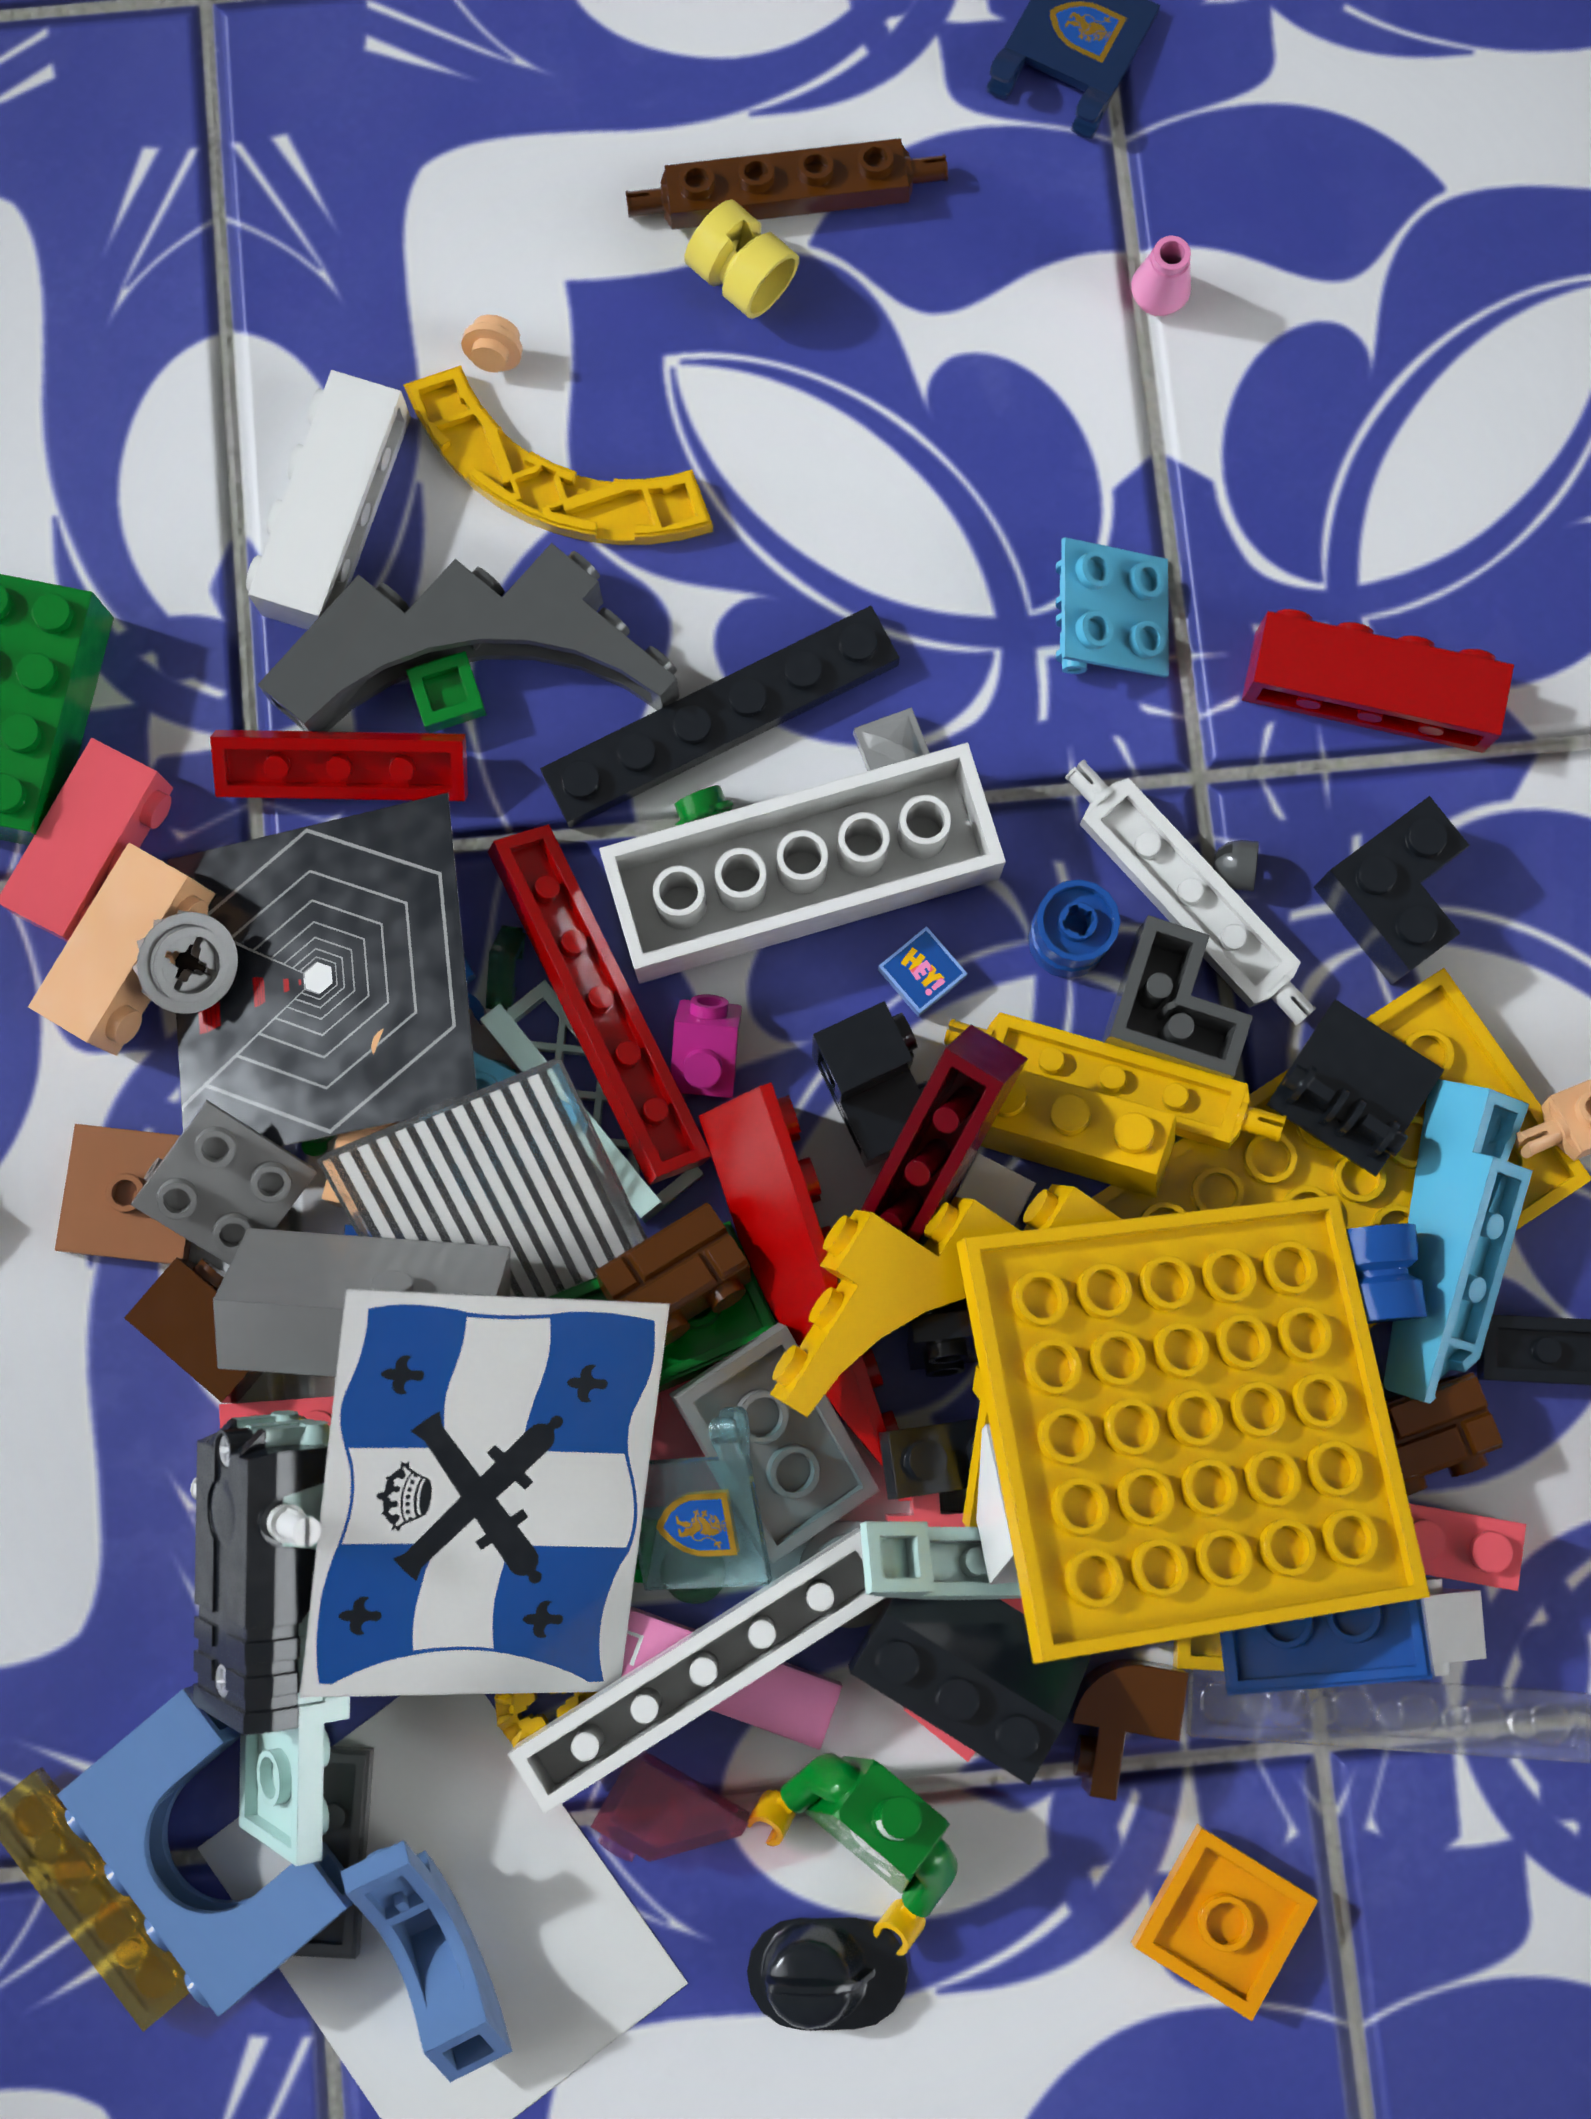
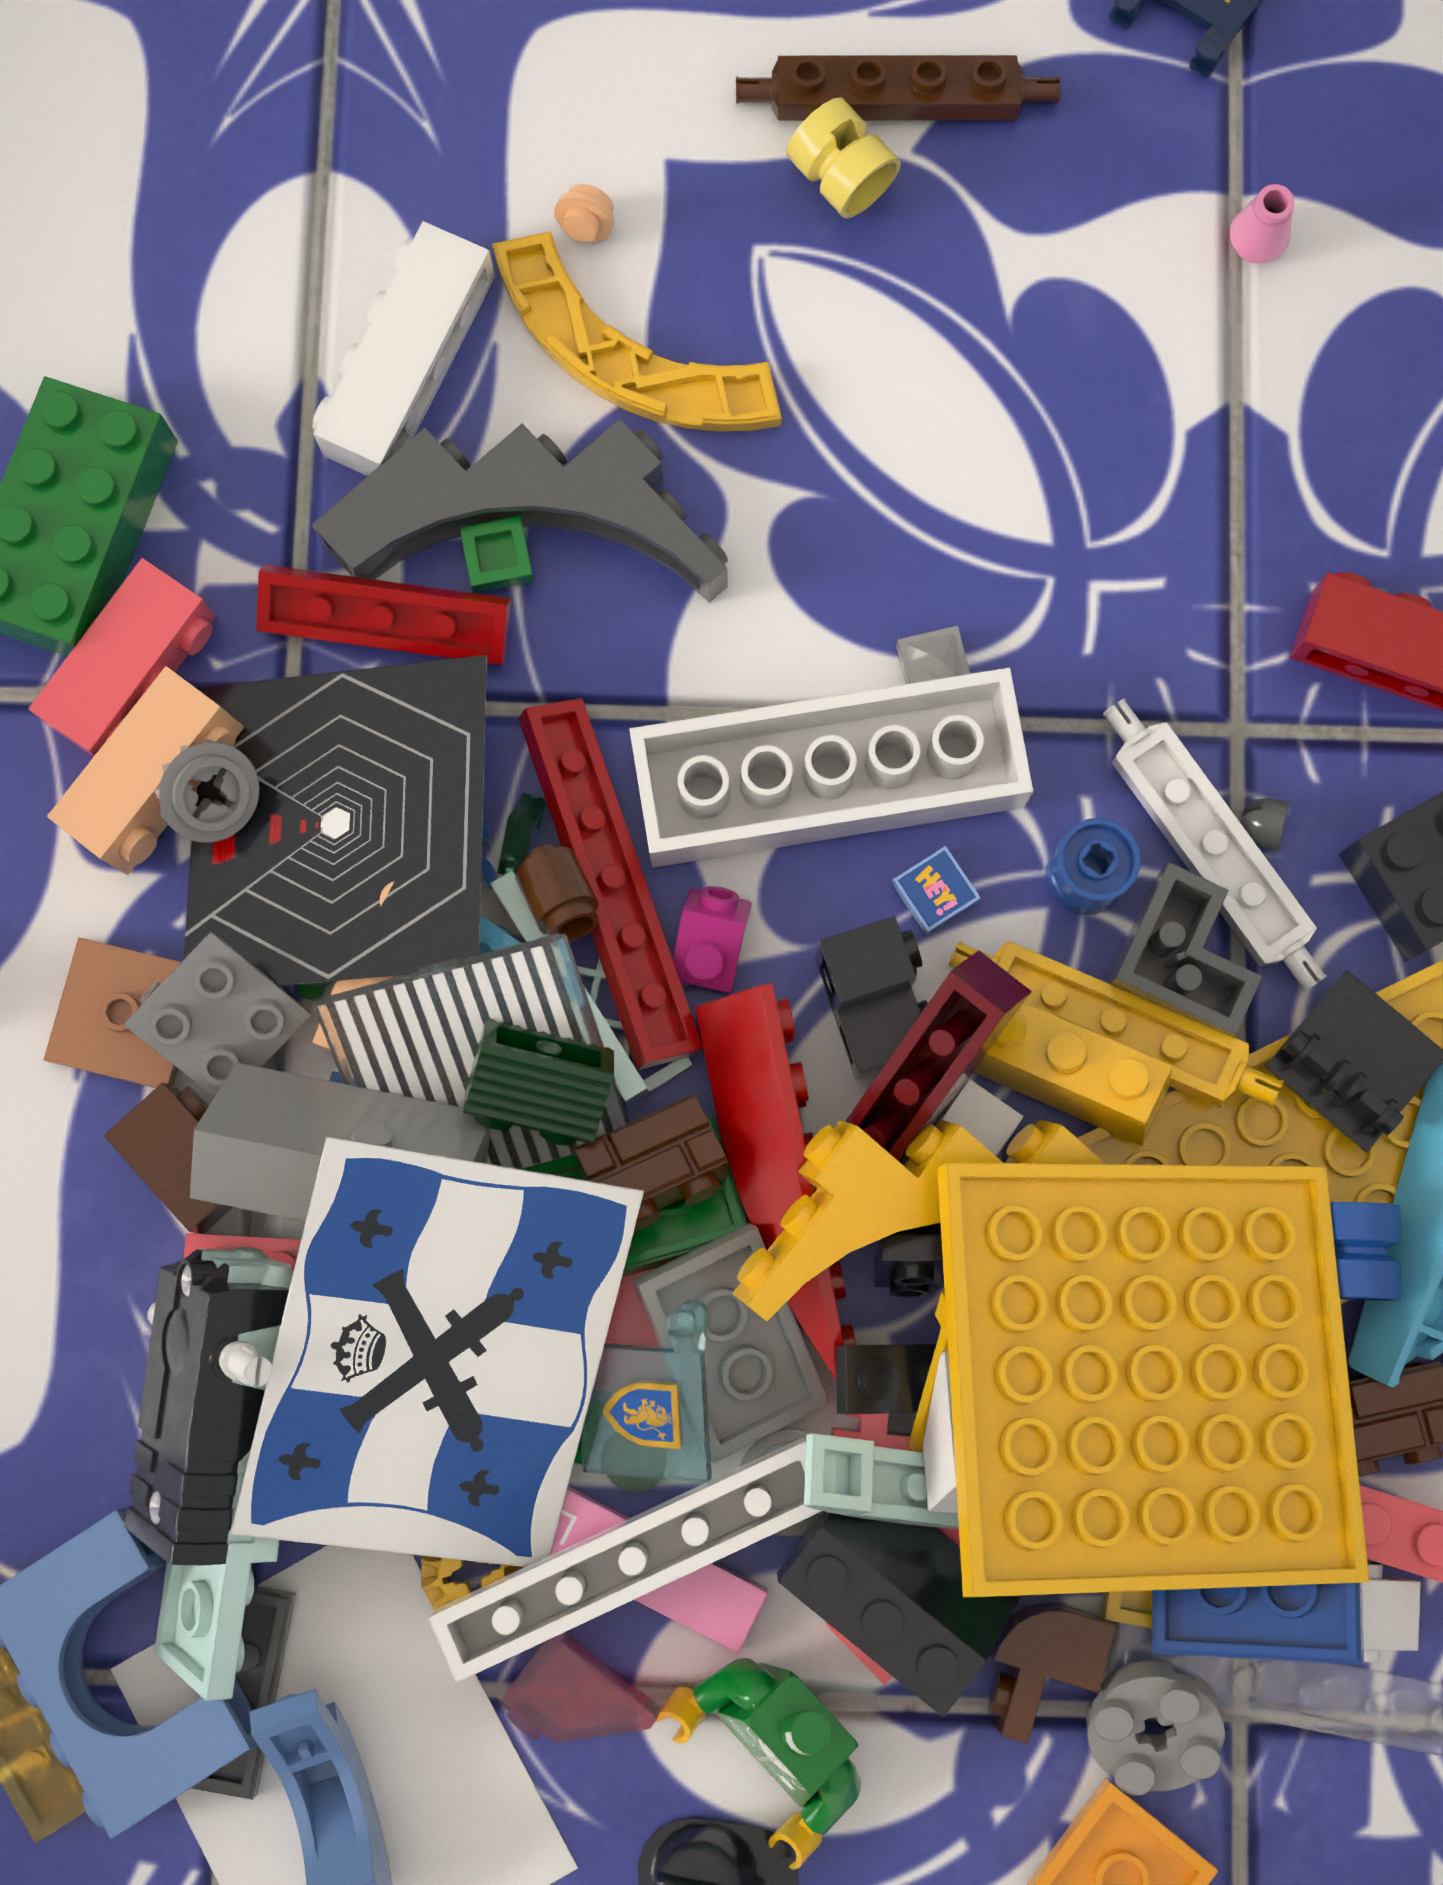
camera: 10 degrees right, 0 degrees up
(548, 1019) = (558, 892): none -> reddish brown brick
(552, 1210) = (539, 1083): none -> dark green brick
(702, 804) = (737, 697): green plate -> none
(720, 716) = (766, 611): black plate -> none
(1112, 609) = (1171, 551): medium azure hinge -> none
(1246, 1800) = (1162, 1760): none -> light grey plate

